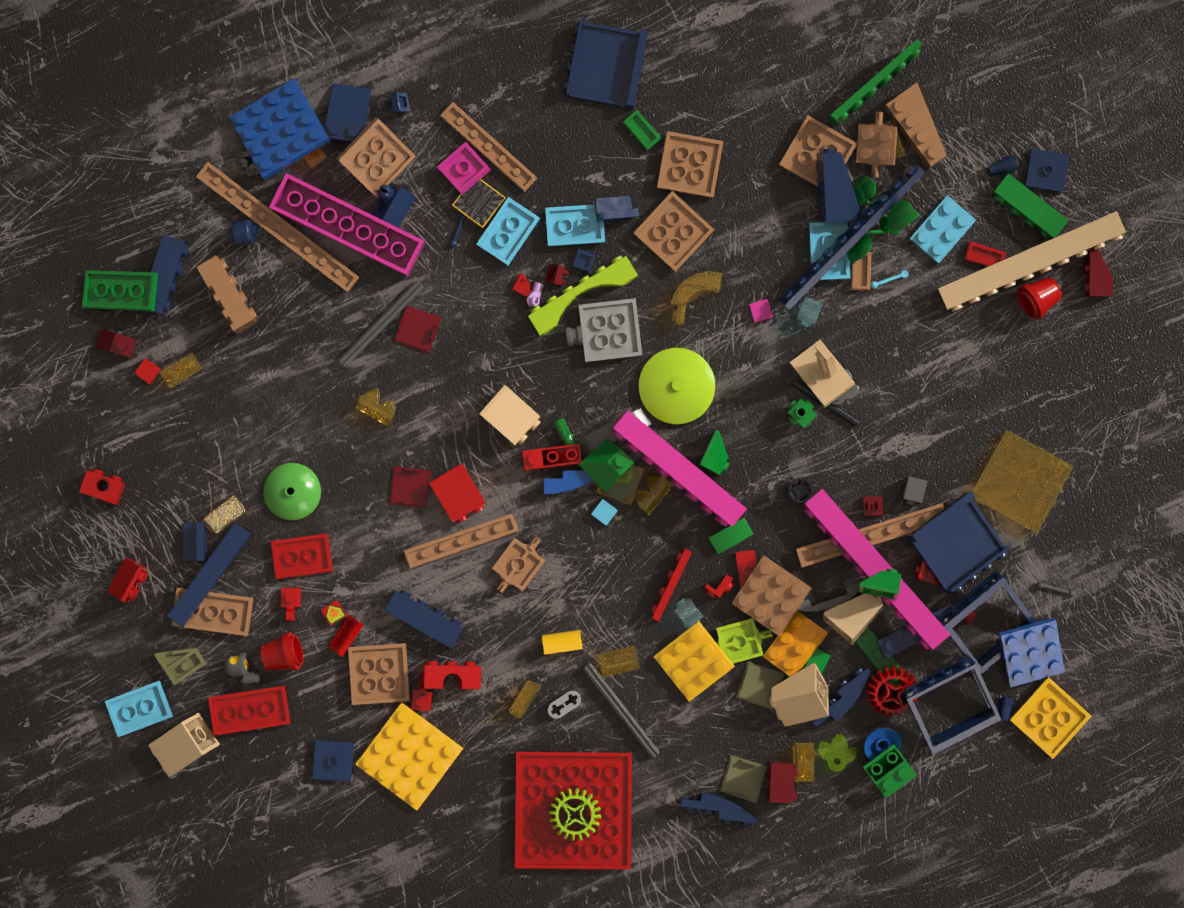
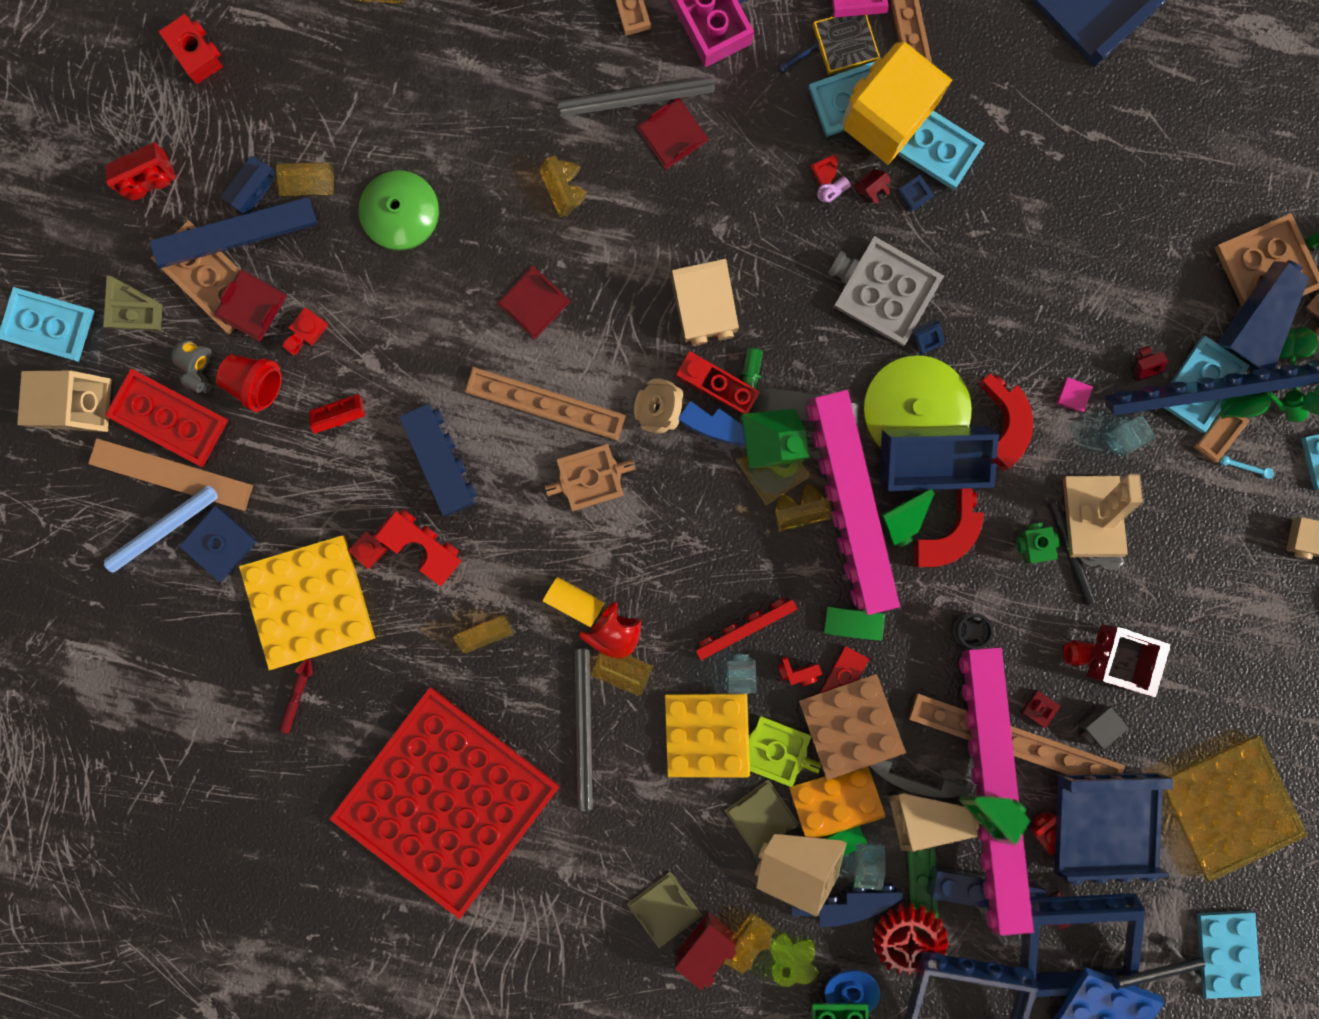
camera: 35 degrees right, 0 degrees up
(249, 610) = (250, 305): none -> dark red piece
(275, 741) = (168, 473): none -> medium nougat tile
(294, 776) = (160, 529): none -> light blue axle
(301, 556) = (355, 289): red tile -> none
(334, 612) = (343, 378): tile -> none
(379, 674) = (341, 484): medium nougat plate -> none
(437, 796) = (303, 671): none -> dark red piece
(458, 494) = (580, 347): red brick -> none
(533, 225) = (894, 101): none -> yellow plate
(536, 497) = (670, 402): none -> tan plate
(567, 708) = (524, 681): light grey beam -> none
(587, 825) = (443, 823): lime gear -> none
(598, 643) = (614, 634): none -> red piece
(604, 512) = (730, 490): medium azure tile -> none
(614, 209) = (994, 159): dark blue panel -> none
(617, 274) = (939, 233): lime arch -> none
(642, 130) = (1087, 96): green tile -> none
(652, 340) = (928, 336): none -> dark blue tile
(673, 231) = (1041, 233): medium nougat plate -> none
(690, 164) = (1115, 172): medium nougat plate -> none
(694, 284) = (1026, 310): clear yellow arch -> none
(708, 407) = (938, 458): none -> dark blue piece
(727, 809) = (619, 932): dark blue slope -> none
(739, 351) = (1016, 420): none -> red arch
(755, 444) = (958, 540): none -> red arch
(789, 262) = (1149, 364): none -> dark red tile
(839, 667) = (869, 866): none -> clear light blue brick
(872, 456) = (1078, 653): none -> red cone
(915, 437) = (1152, 654): none -> dark red window
(1043, 605) = (1158, 973): none -> black bar
(1079, 566) = (1229, 954): none -> medium azure plate

